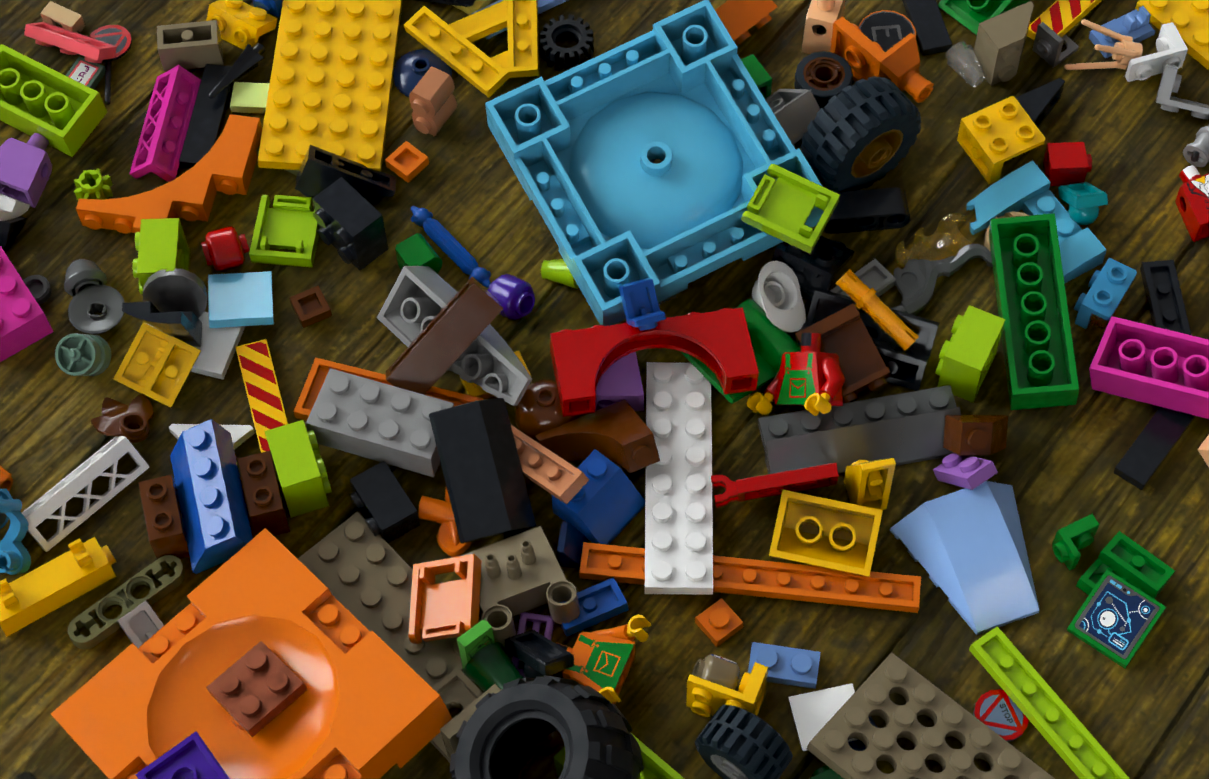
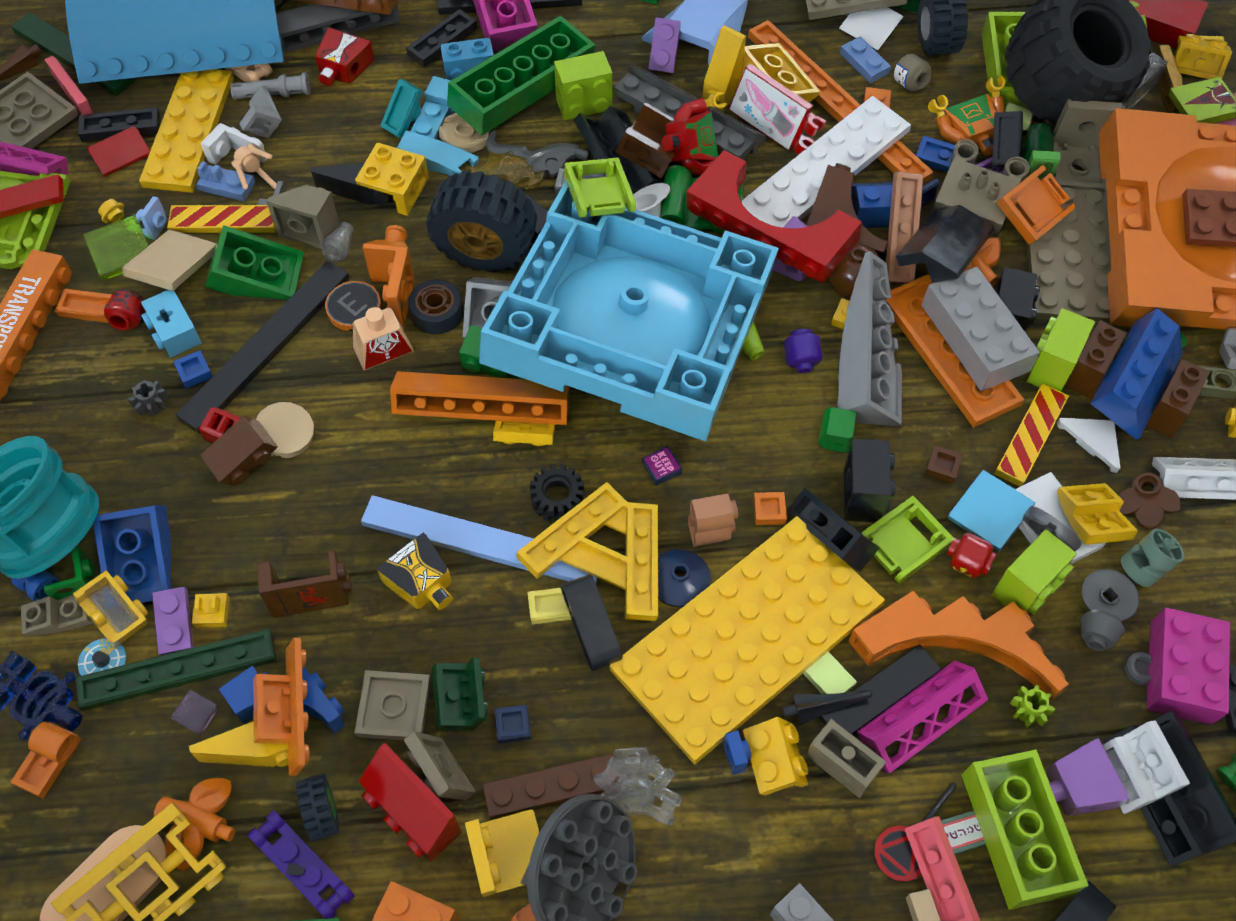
camera: 135 degrees left, 0 degrees up
(178, 324) = (1081, 508): black slope -> none
(444, 338) = (895, 326): reddish brown brick -> none
(450, 245) = (802, 424): blue wheel -> none
(641, 304) = (757, 221): blue bracket -> none
(707, 697) = (918, 38): yellow bracket -> none
(869, 302) = (604, 146): light orange pin -> none
(975, 434) = (637, 50): reddish brown slope -> none
(1066, 163) = (375, 132): red brick -> none

